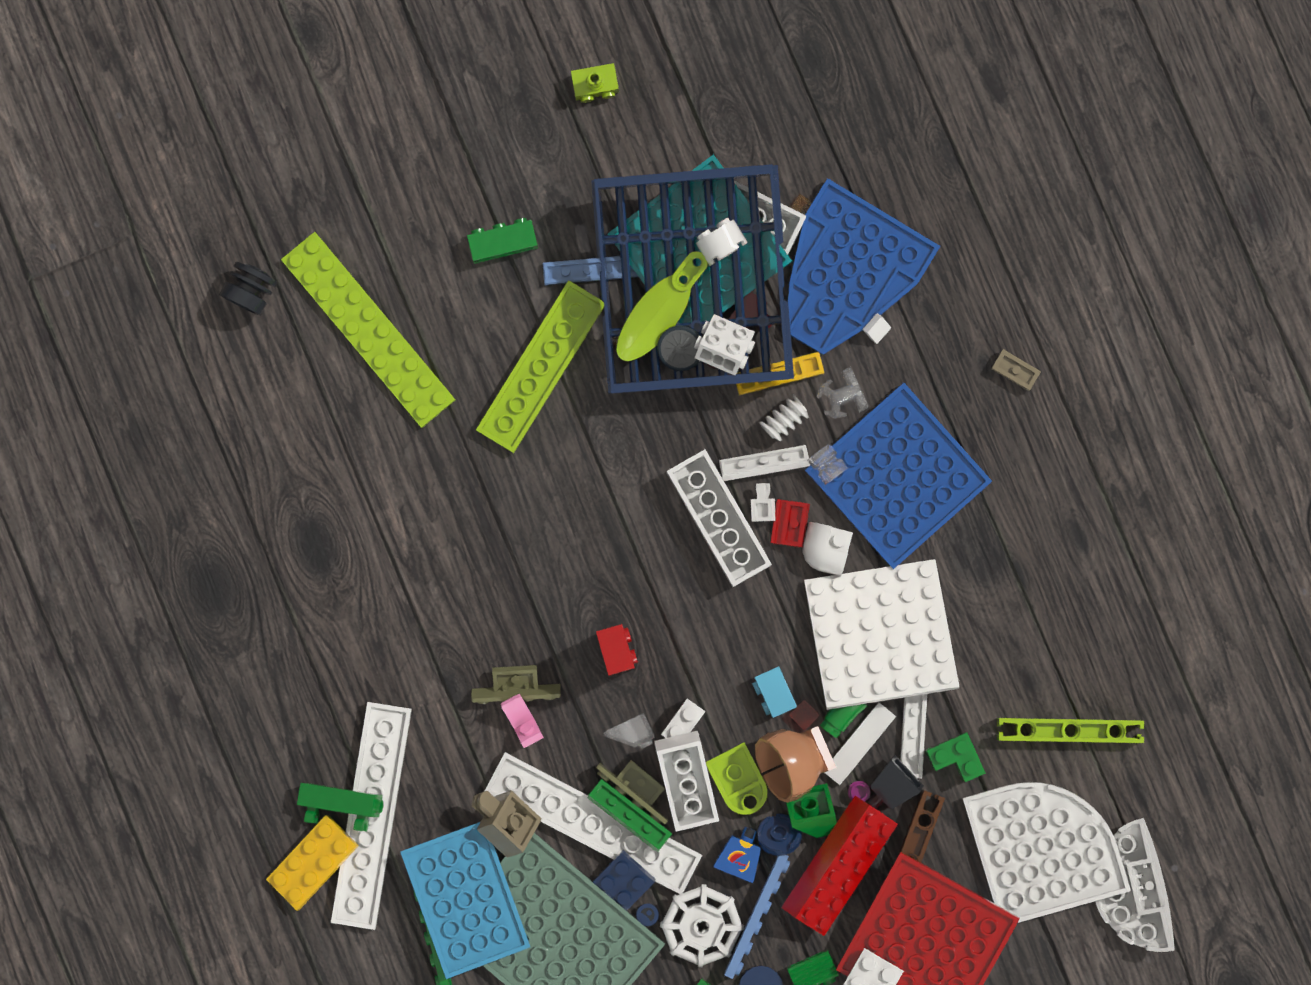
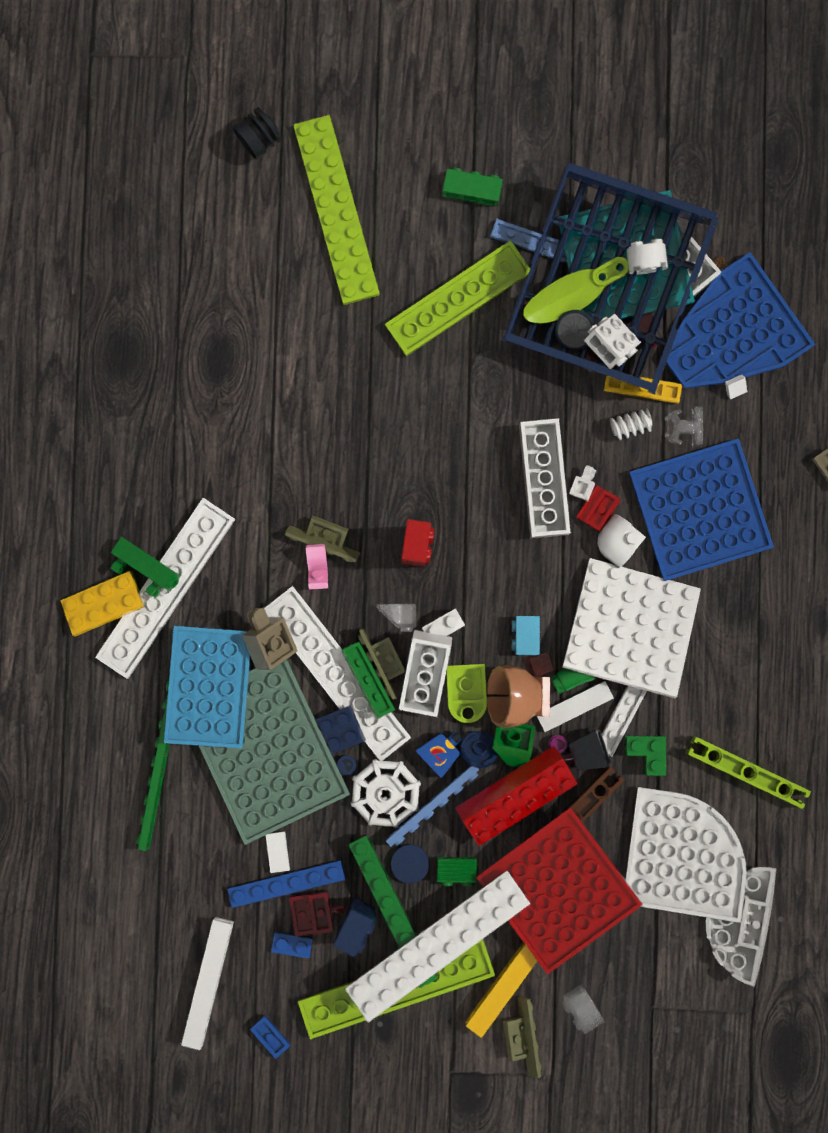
camera: 25 degrees right, 0 degrees up
(595, 82) = (600, 96): lime brick -> none
(764, 463) = (599, 452): white tile -> none
(827, 464) = (650, 474): clear wheel -> none

